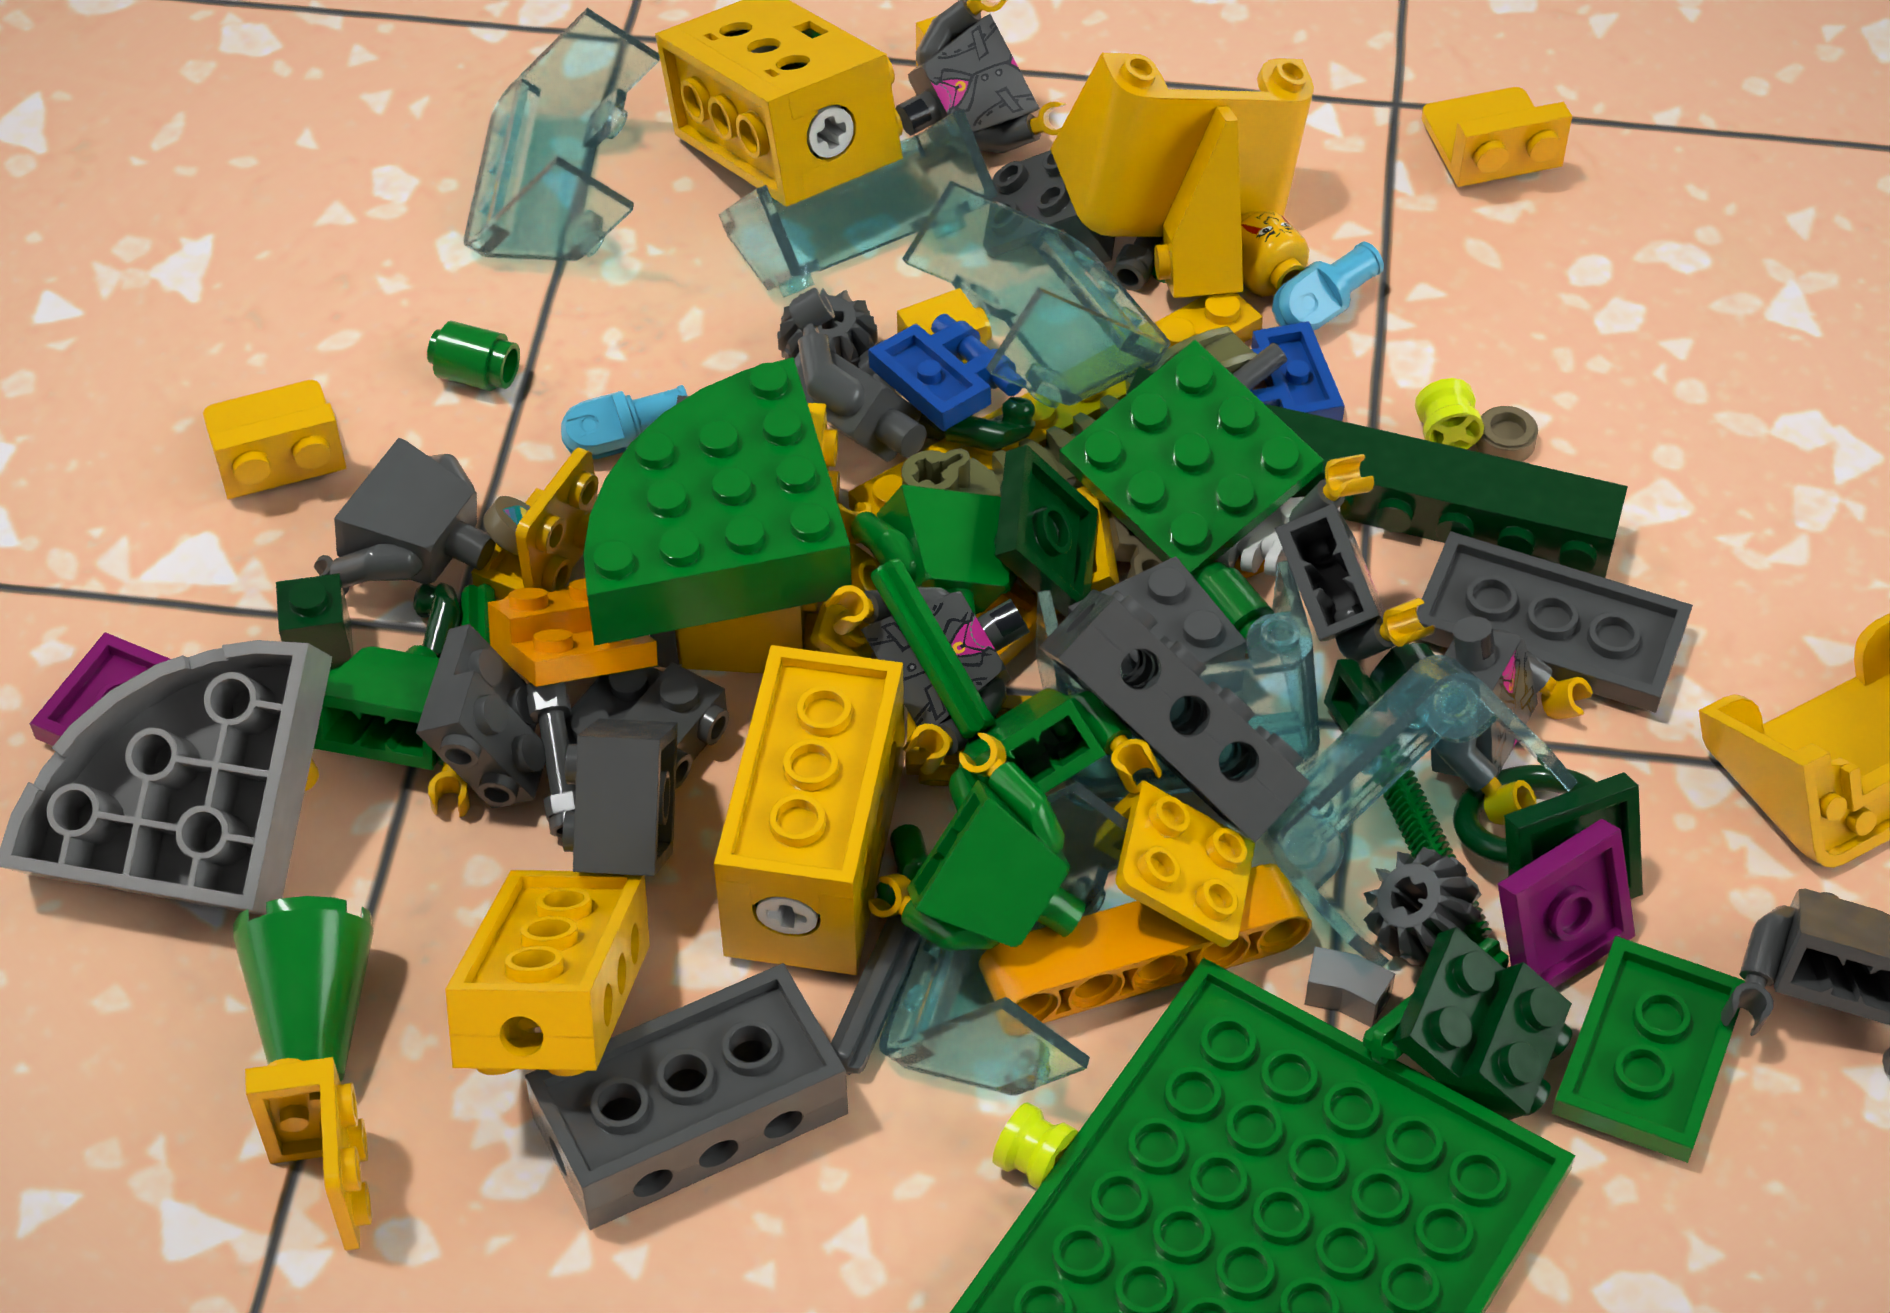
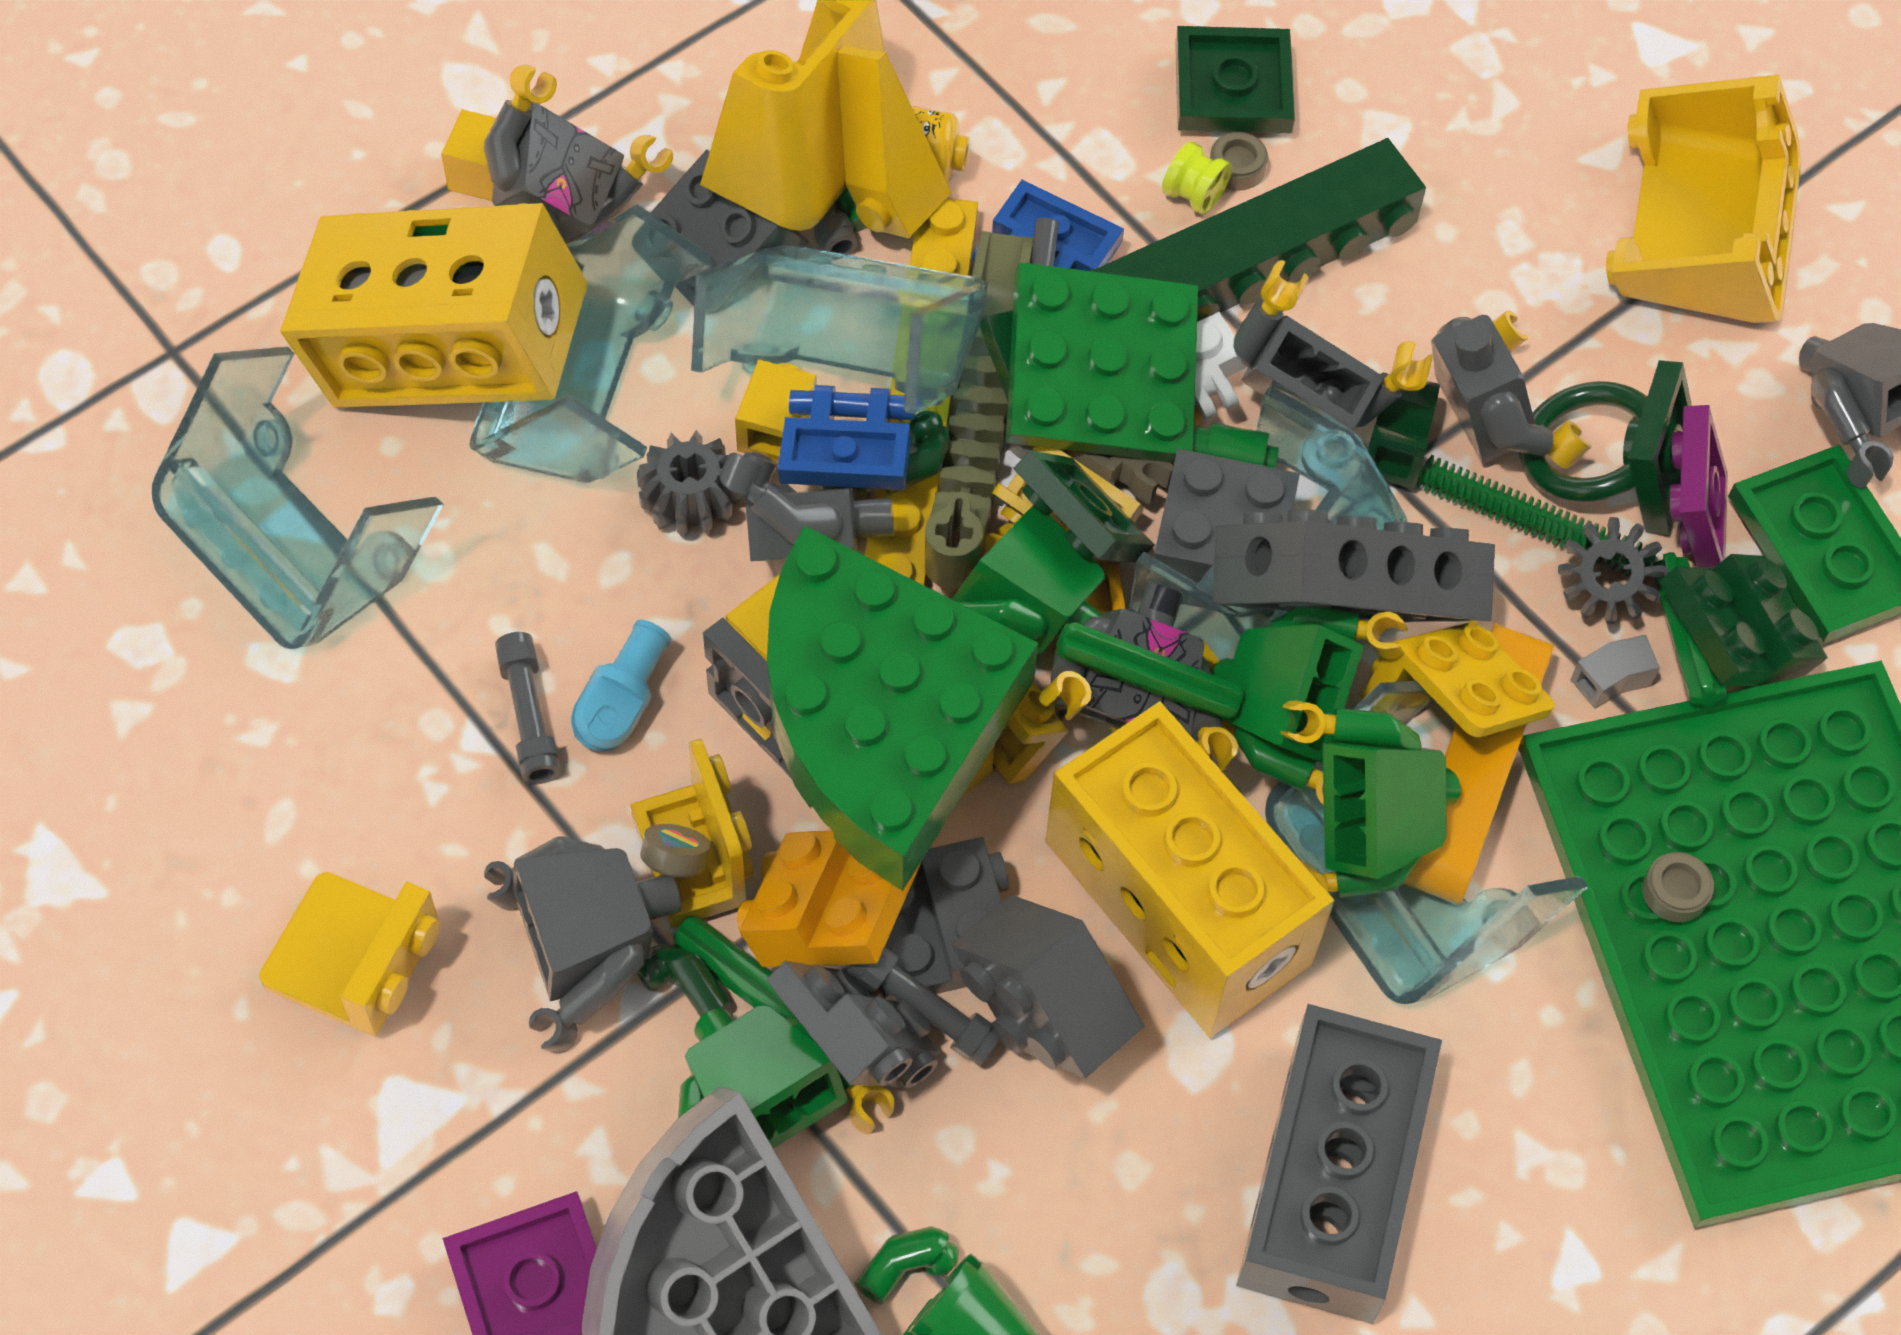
camera: 50 degrees left, 10 degrees up
(317, 614) = (605, 1073): dark green brick -> none
(358, 895) = (905, 1252): none -> green arm
(473, 356) = (431, 738): green brick -> none
(528, 420) = (536, 750): none -> dark grey bar
(550, 957) = (1251, 1188): yellow brick -> none
(875, 994) = (1353, 970): dark grey axle -> none
(1032, 1144) = (1579, 973): neon yellow wheel -> none
(1181, 1152) = (1678, 887): none -> dark tan tile
(1325, 289) = (997, 144): medium azure arm -> none
(1425, 705) = (1492, 471): clear light blue windscreen -> none
(1569, 618) = (1424, 278): dark grey plate -> none
(1570, 376) = (1234, 79): none -> dark green plate

